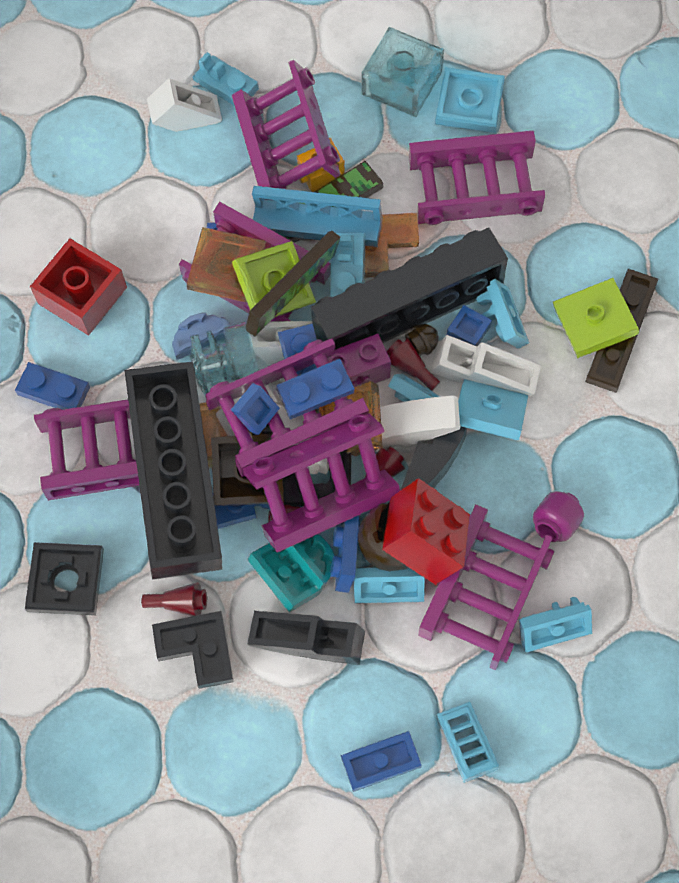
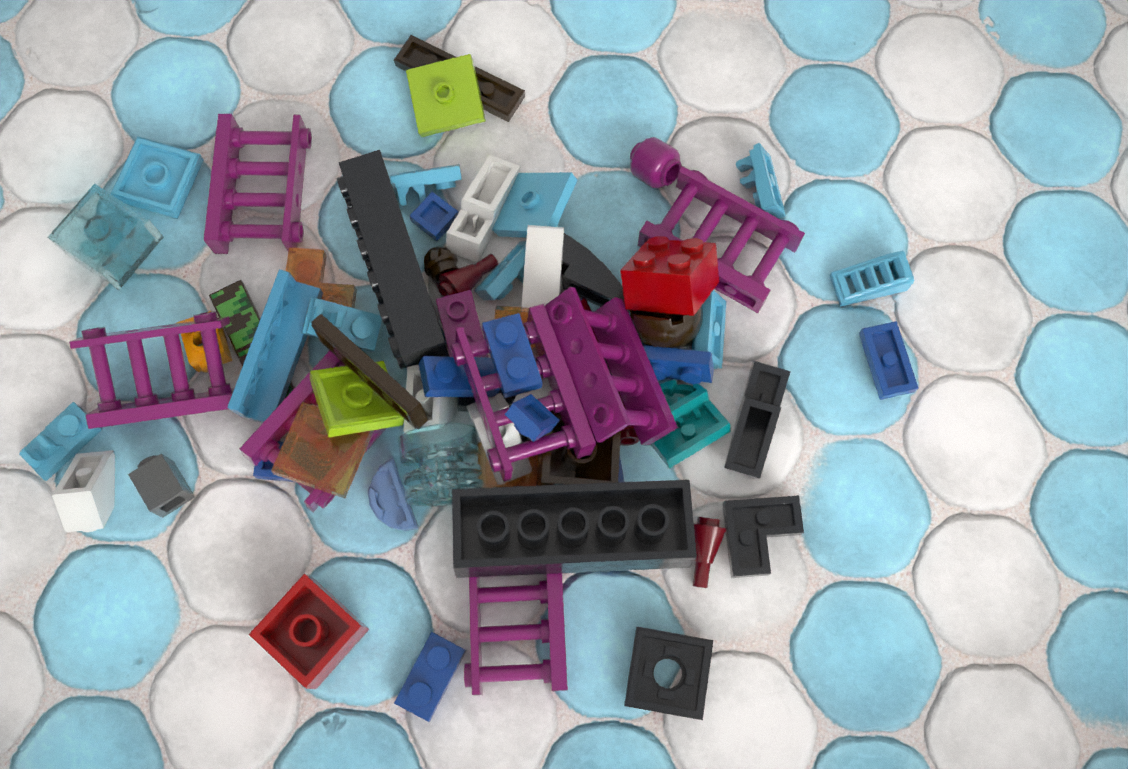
camera: 85 degrees left, 5 degrees up
(193, 158) = (161, 485): none -> dark grey brick

